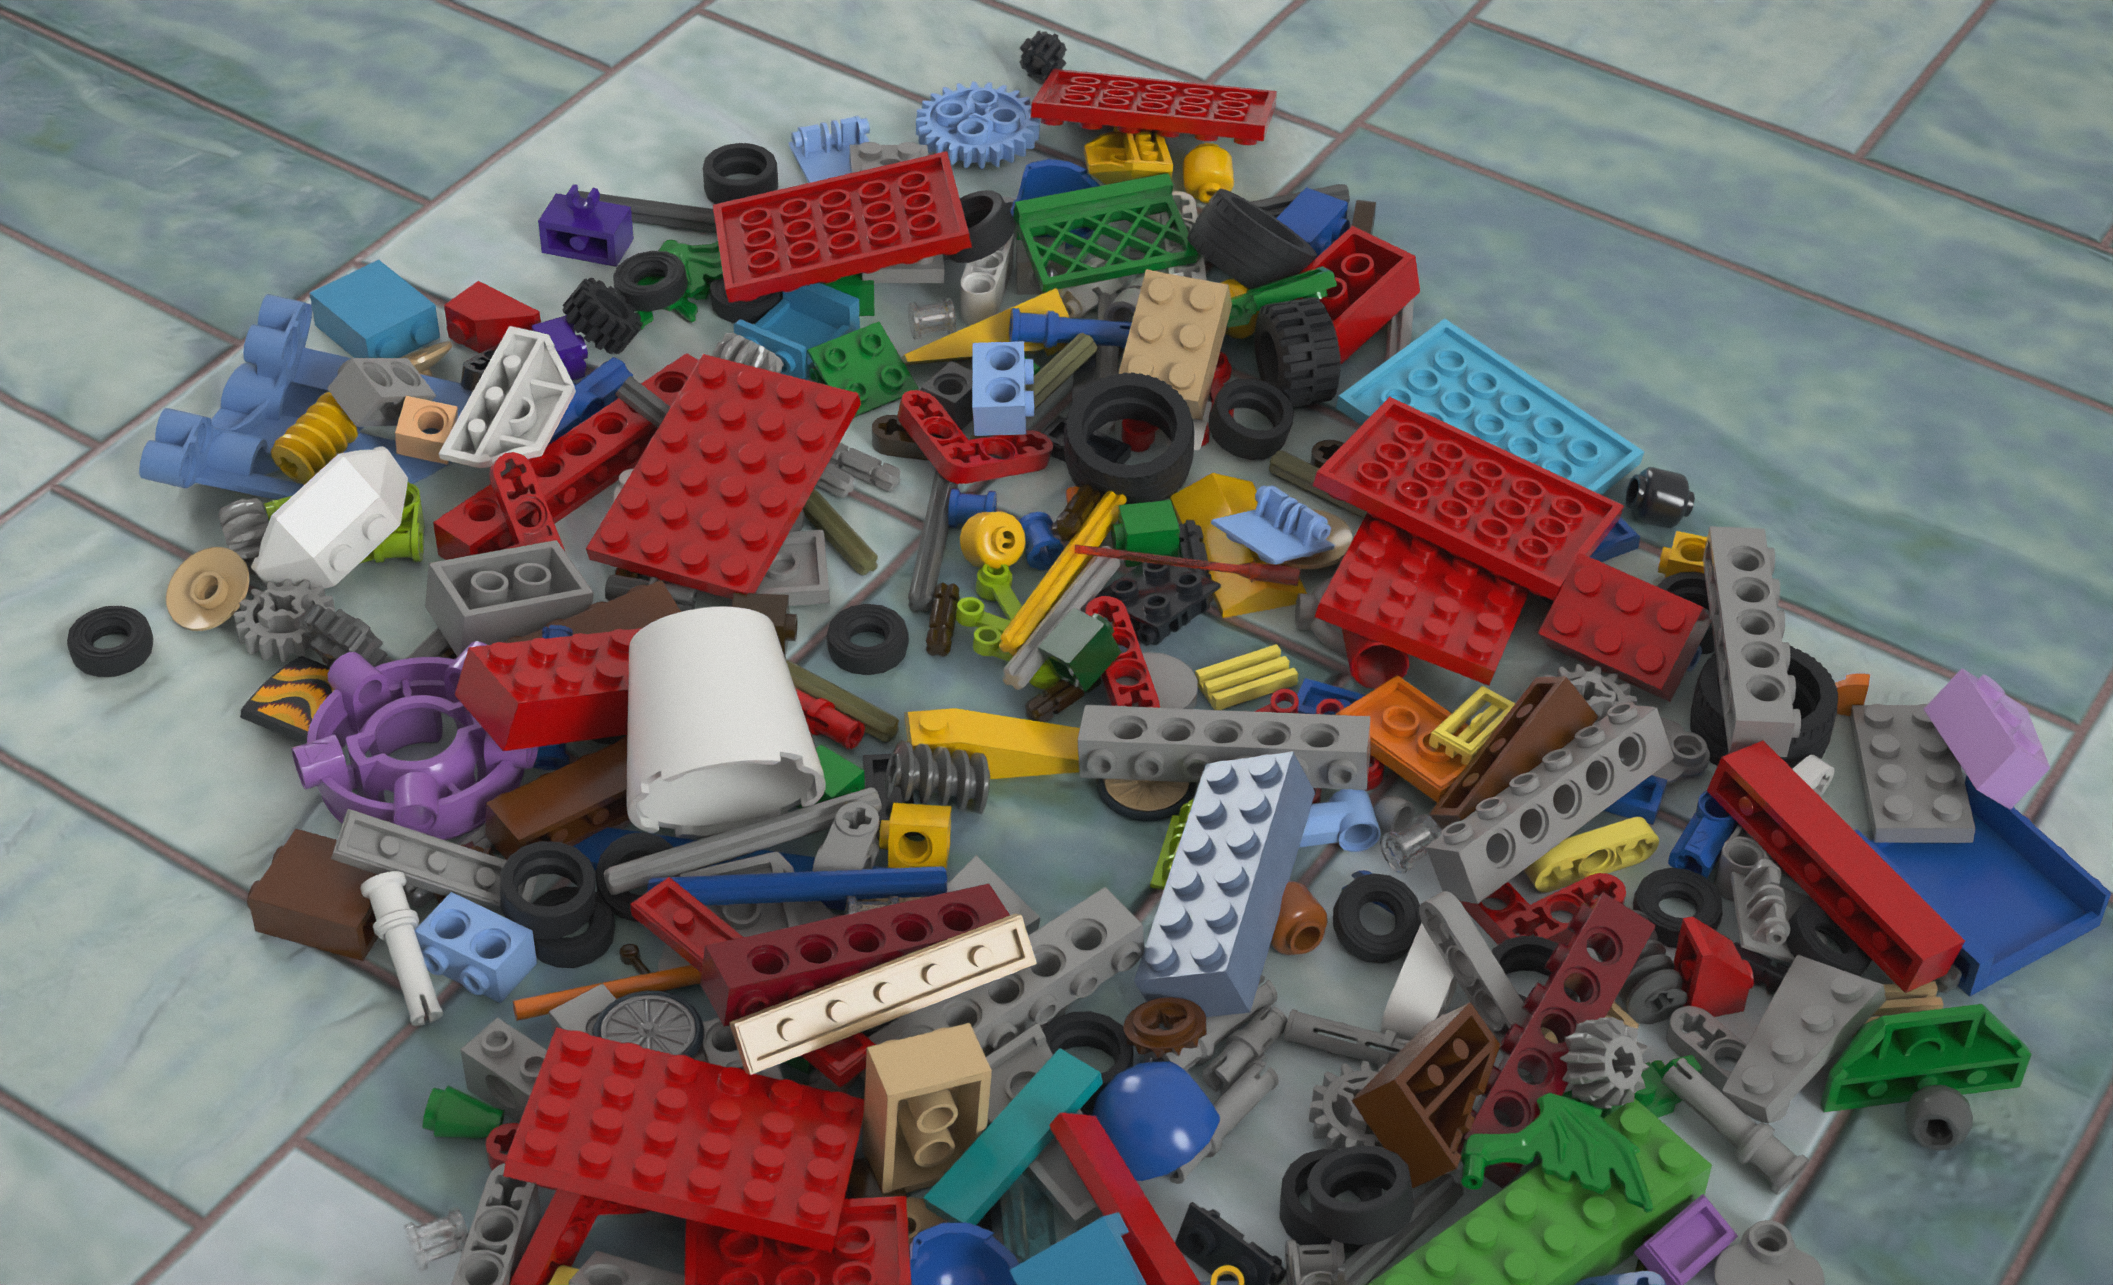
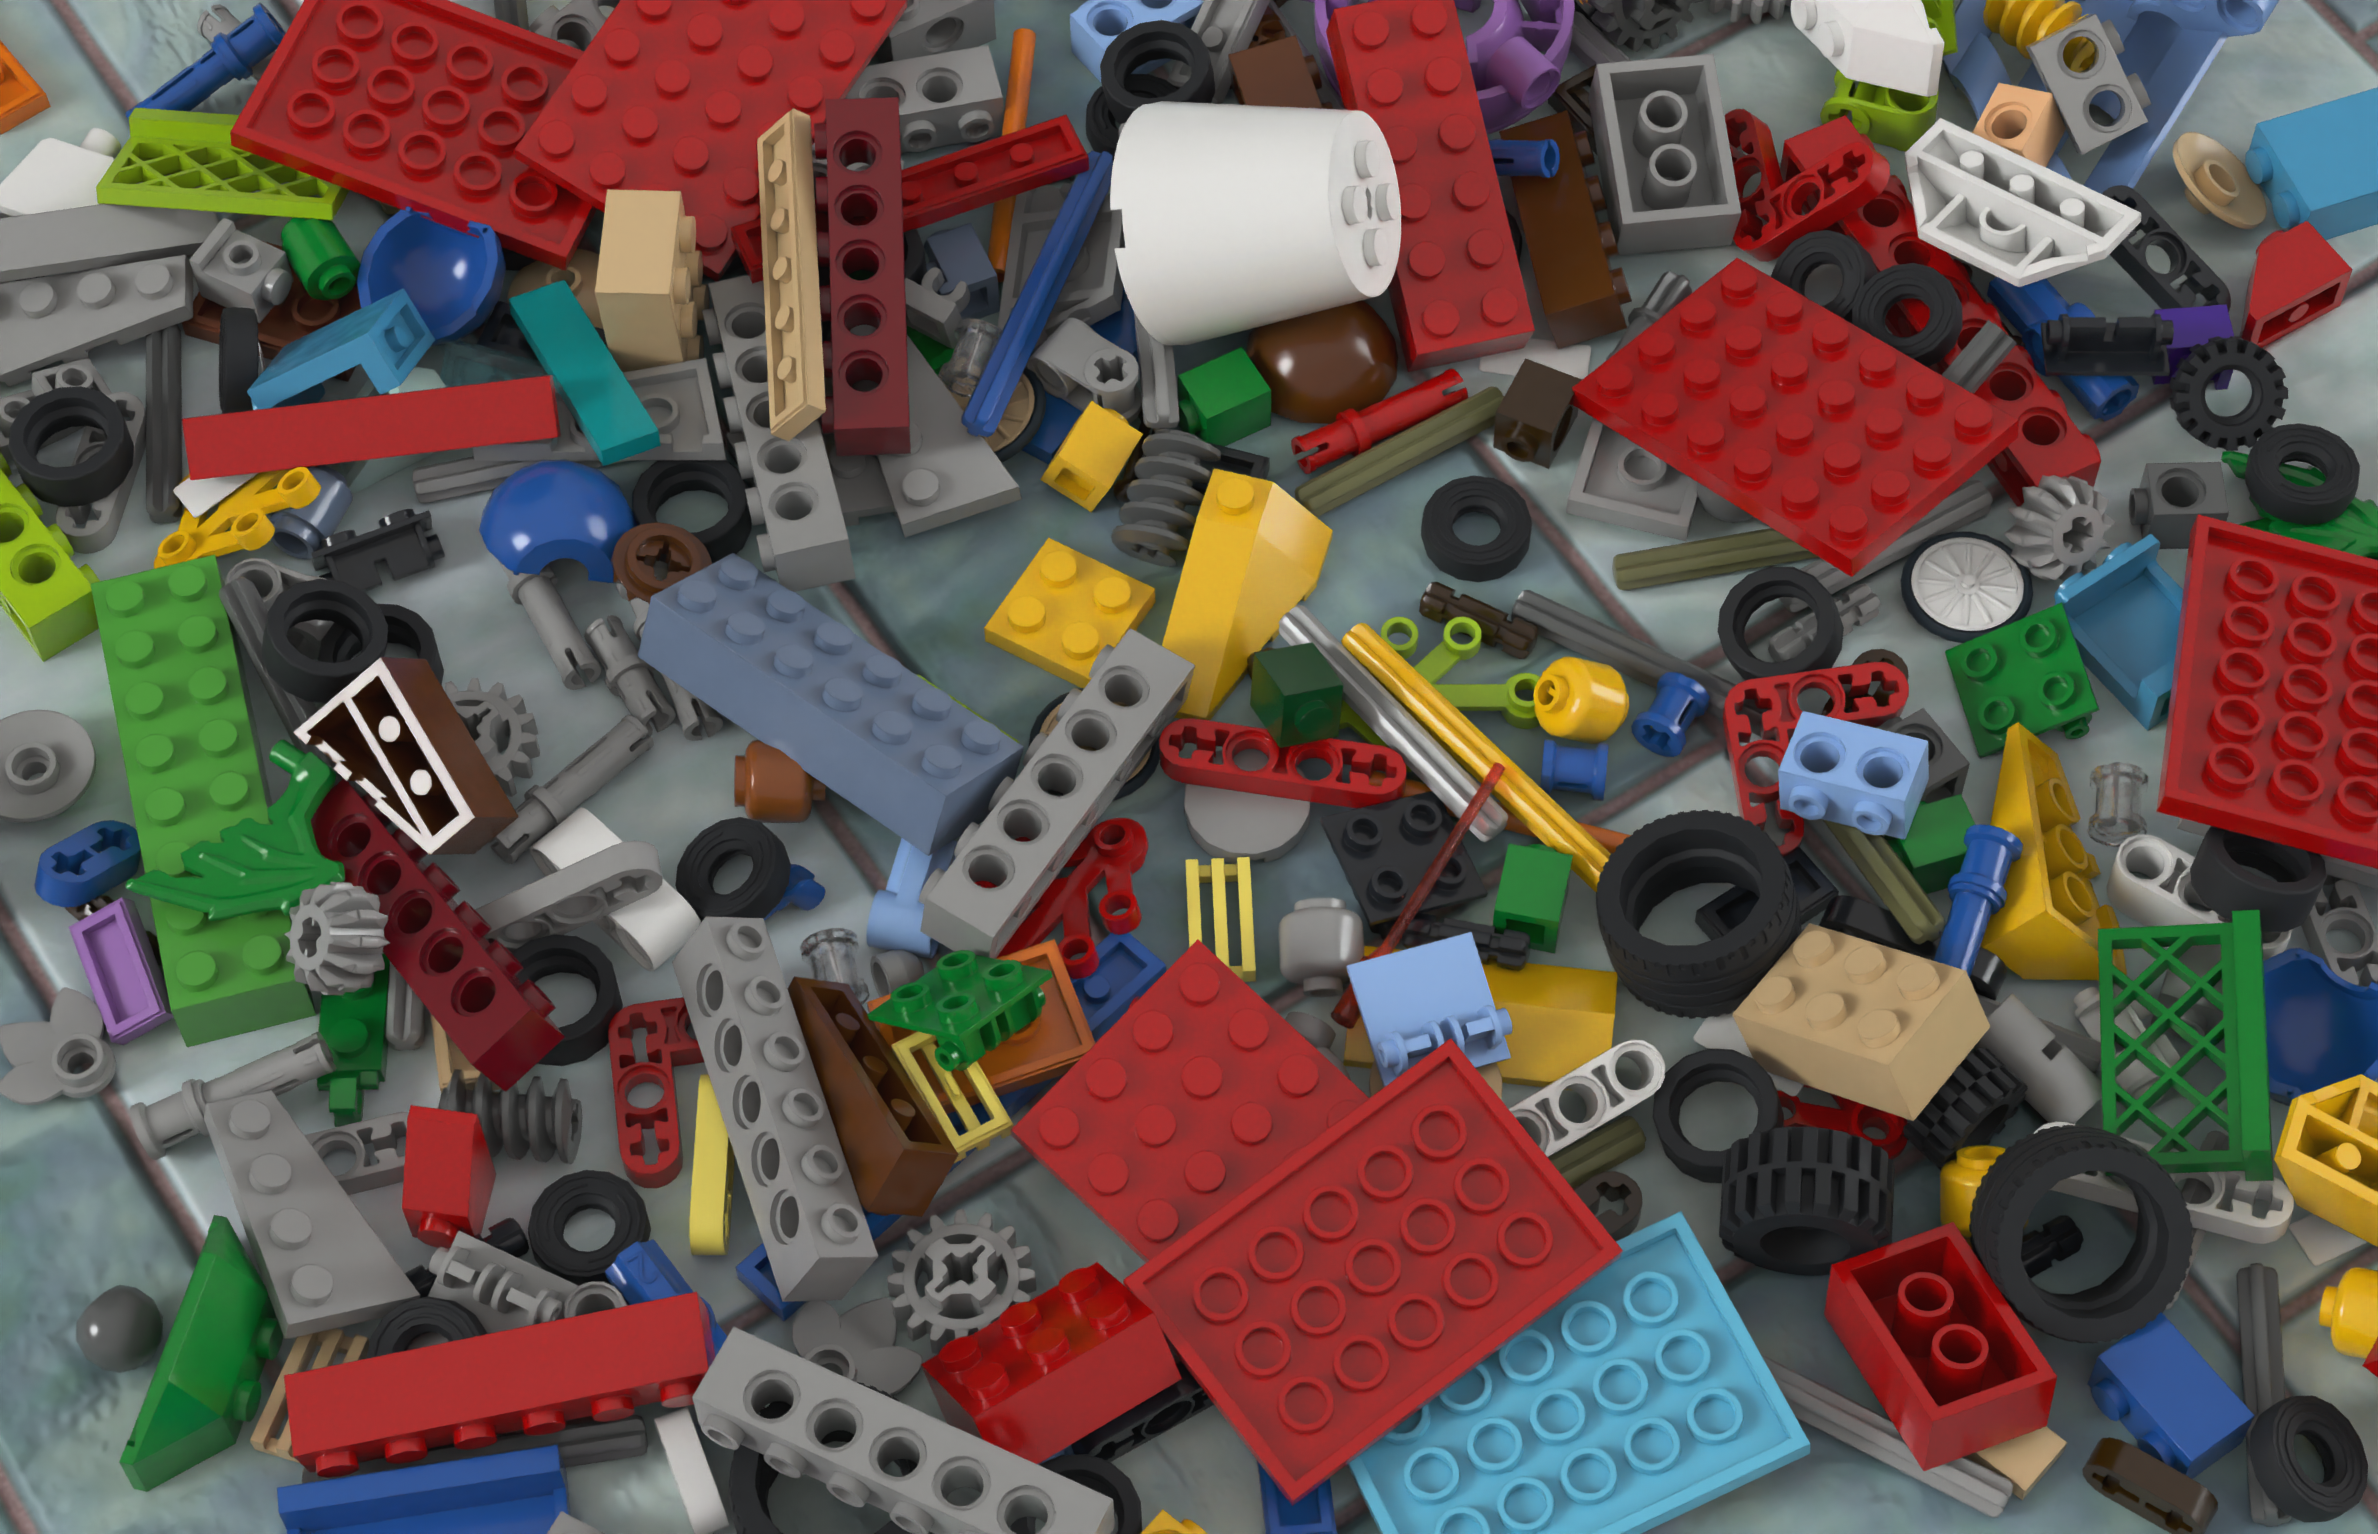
camera: 115 degrees right, 15 degrees up
(561, 497) = (1826, 248): none -> black tyre
(595, 357) = (2106, 349): none -> black hinge
(616, 425) = (1909, 282): none -> black tyre
(653, 1022) = (929, 104): flat silver wheel -> none
(691, 328) = (2191, 486): none -> dark grey brick
(893, 444) = (1767, 586): none -> black tyre
(1049, 825) = (1067, 612): none -> yellow plate
(1075, 512) = (1584, 805): dark brown axle -> none
(1243, 614) = (1319, 944): none -> light grey head
(1266, 461) = (1601, 1093): none -> white beam
(1304, 285) = (1925, 1208): green hinge -> none
(1313, 175) = (2282, 1475): none -> black tyre
(1422, 721) = (967, 1005): none -> green hinge

